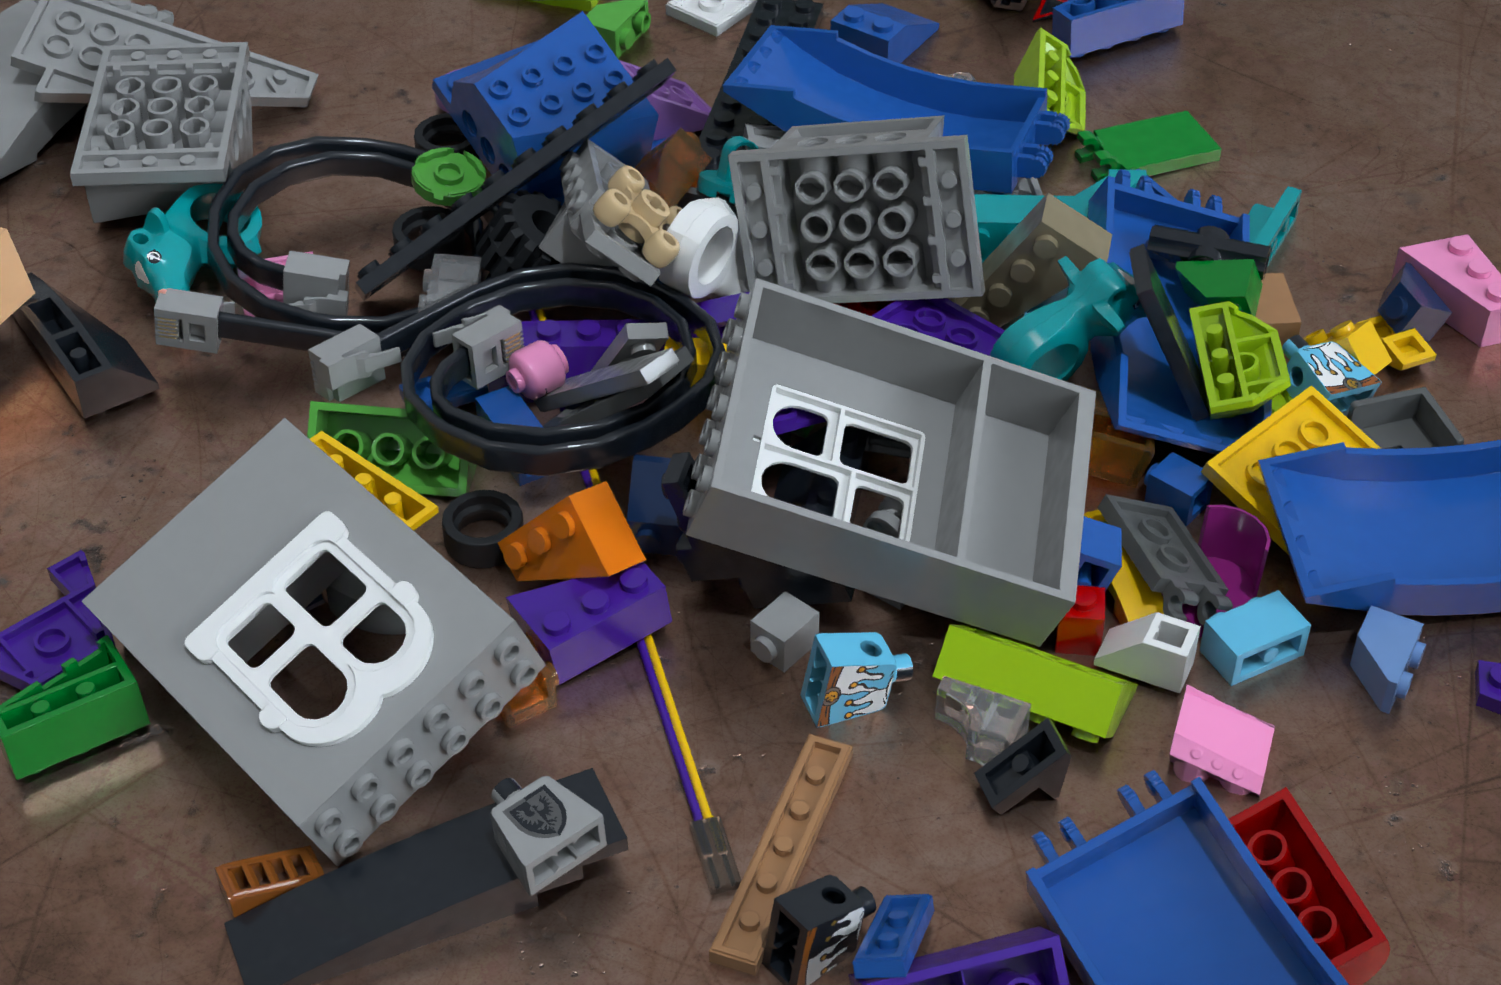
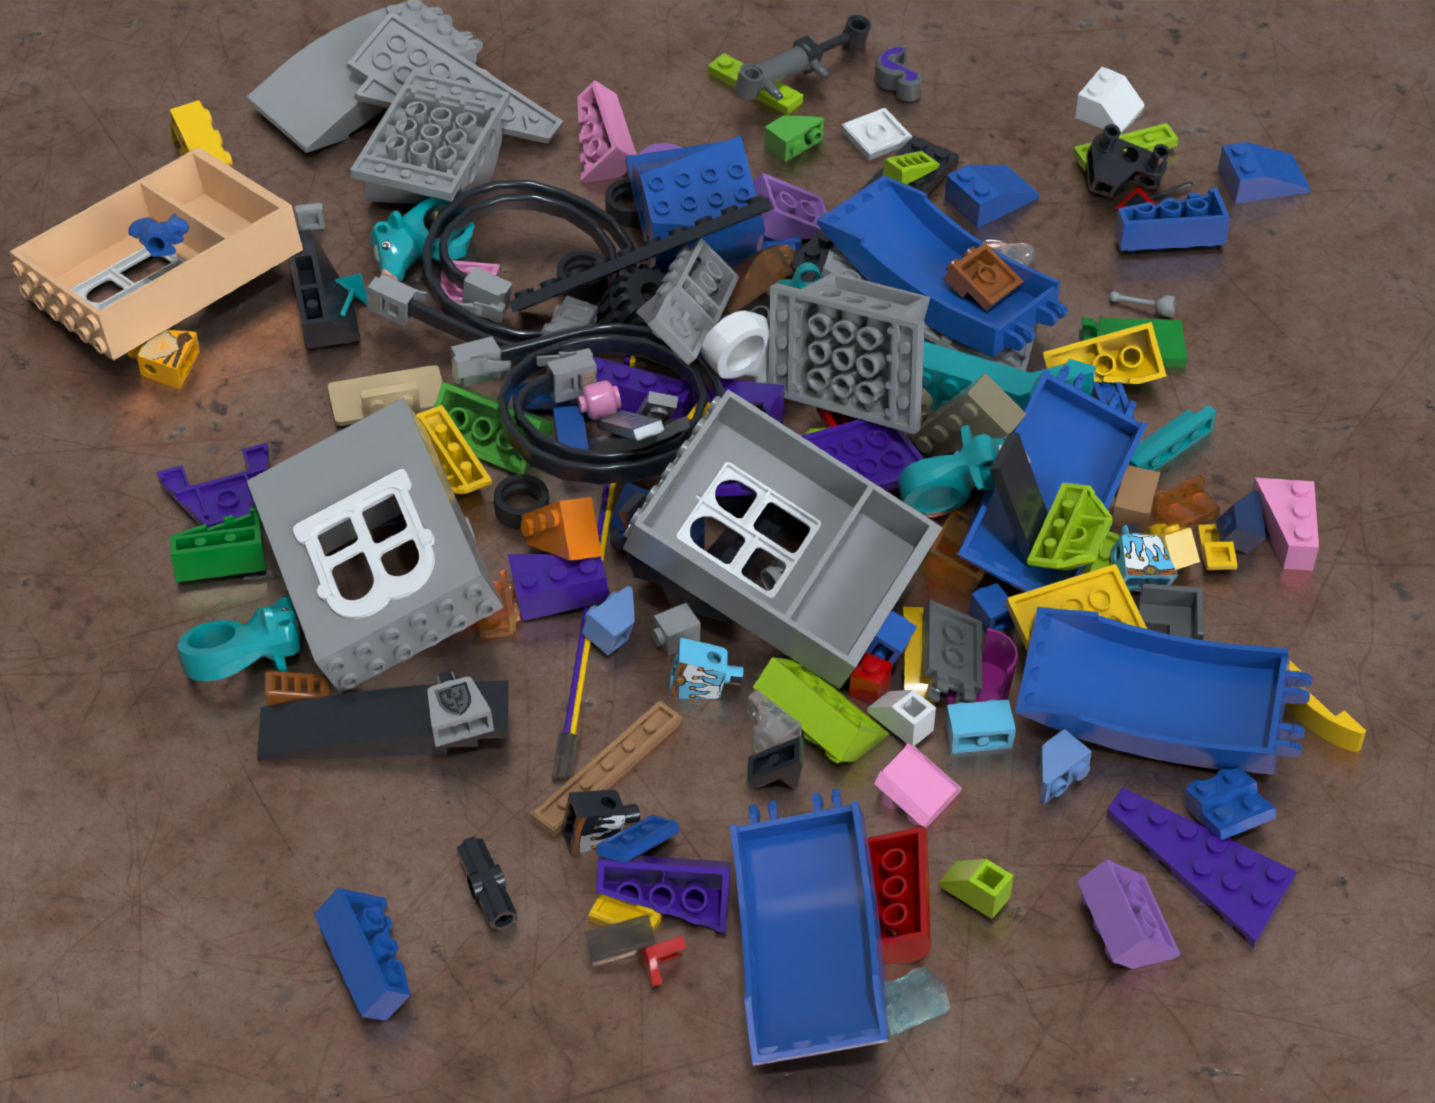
camera: 20 degrees right, 5 degrees up
(31, 254) = (310, 216): none -> light grey tile
(124, 324) = (356, 287): none -> teal piece
(143, 848) = (226, 646): none -> teal animal
(198, 456) = (363, 396): none -> tan bracket
(385, 86) = (603, 134): none -> bright pink wedge
(447, 176) = (607, 234): bright green tile -> none
(640, 215) = (697, 313): tan gear -> none
(692, 647) = (611, 622): none -> medium blue slope
(779, 16) = (909, 166): none -> lime slope
(939, 96) = (982, 276): none -> dark orange plate
(1049, 67) = (1087, 274): lime wedge -> none
(1157, 100) = (1163, 305): none -> light grey hinge
(1165, 149) = (1120, 356): none -> yellow wedge
(1204, 245) = (1100, 444): black piece -> none
(1221, 282) = (1100, 472): green slope -> none
(1327, 303) = (1185, 504): none -> clear orange bracket
(1389, 845) = (979, 885): none -> lime slope

